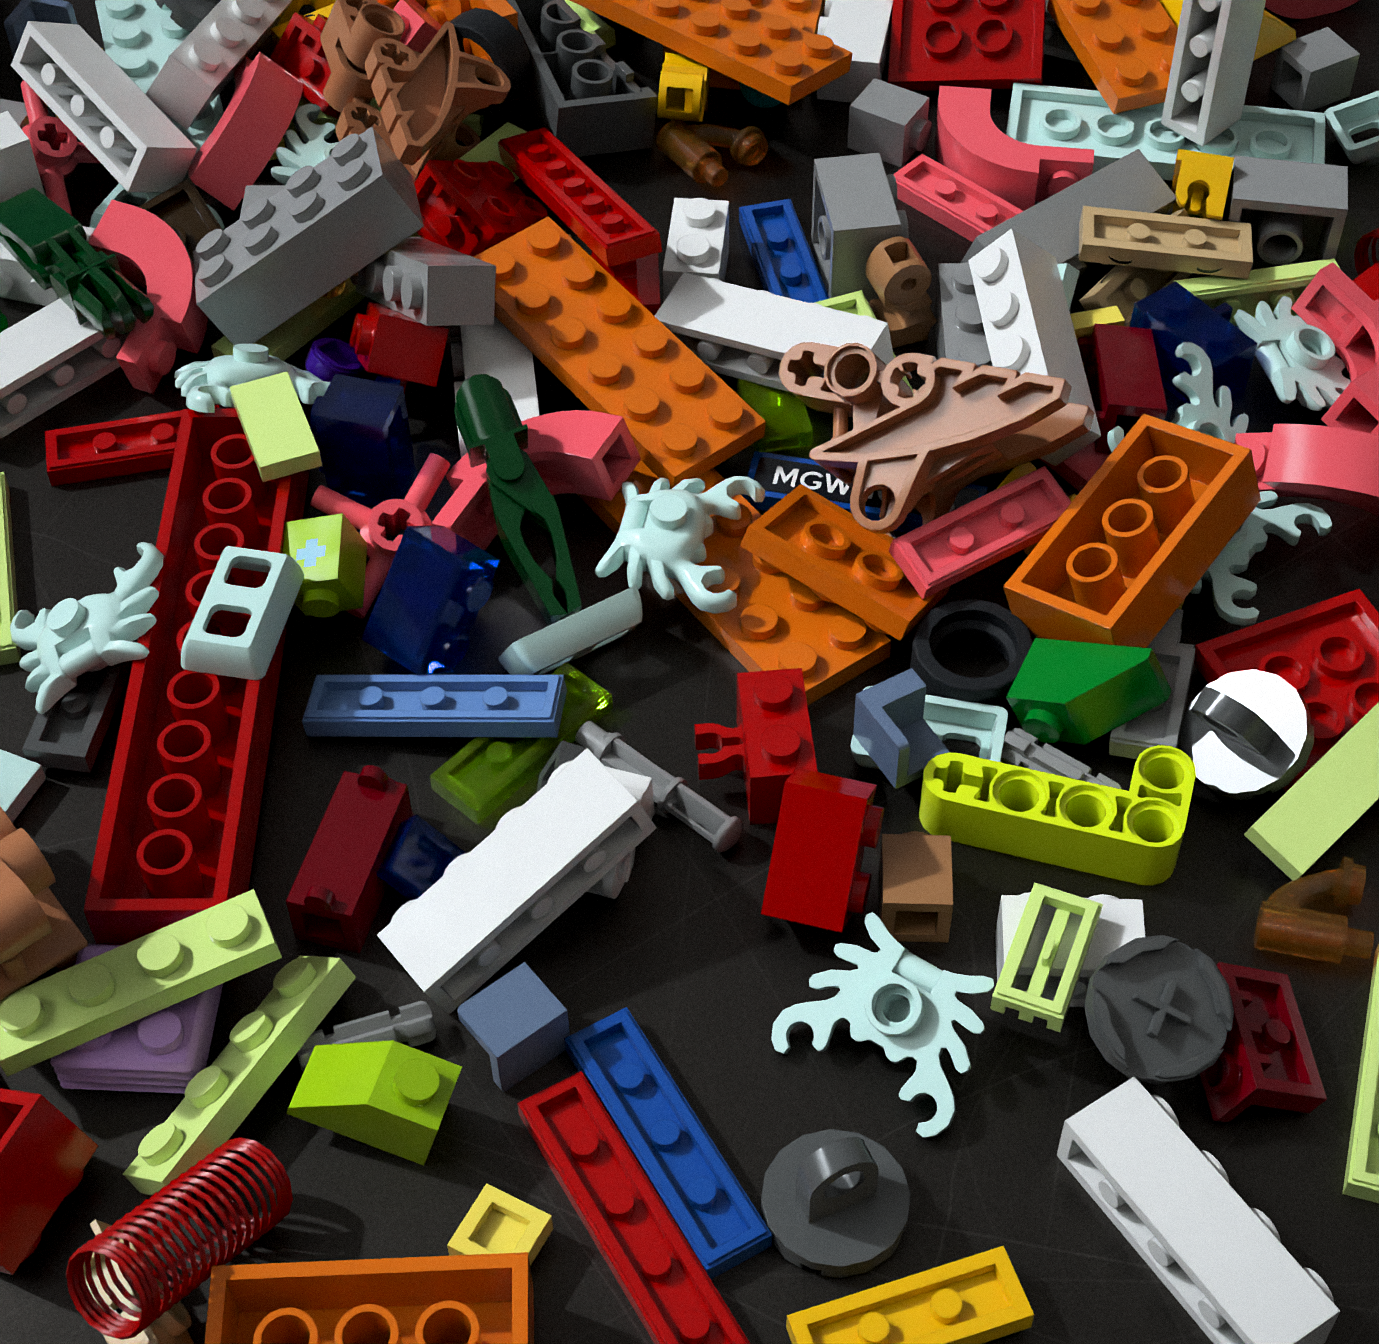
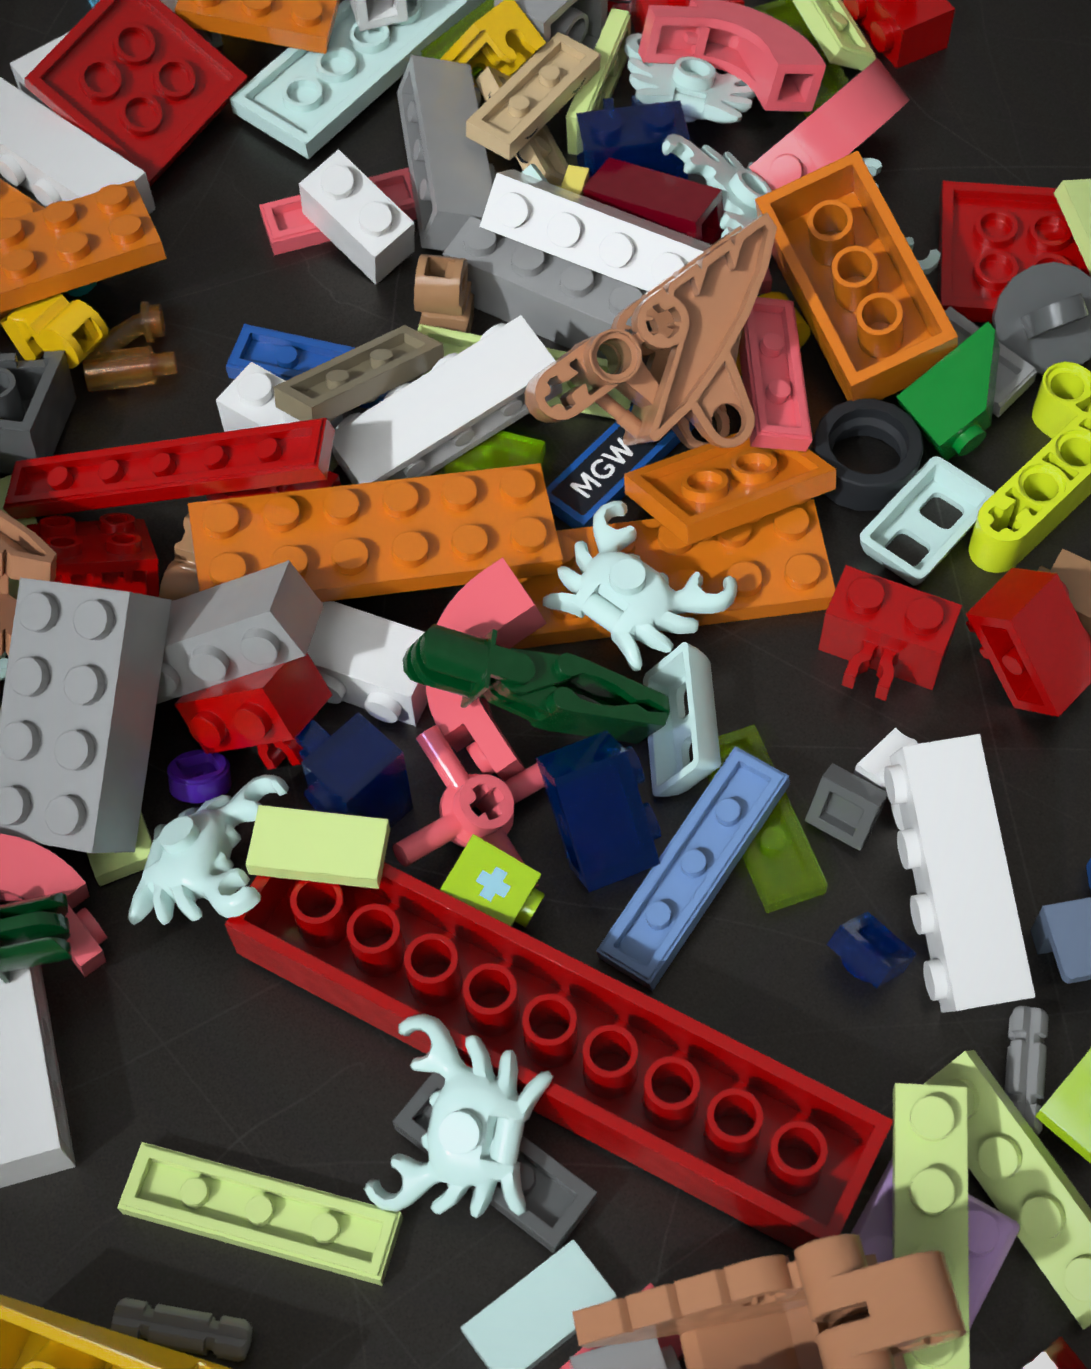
camera: 60 degrees left, 10 degrees up
(112, 448) = (175, 1009): red tile -> none
(268, 605) = (527, 983): light aqua piece -> none
(338, 881) = (838, 1003): dark red brick -> none
(668, 792) = (866, 734): light grey piece -> none
(750, 259) = (359, 375): none -> dark tan plate
(850, 217) = (350, 285): light grey brick -> none
(889, 122) = (208, 206): light grey brick -> none
(893, 727) = (936, 538): sand blue panel -> none
(943, 199) = (357, 216): none -> white brick
(1004, 166) = (272, 163): coral arch -> none
(1022, 751) = (1005, 453): light grey axle -> none

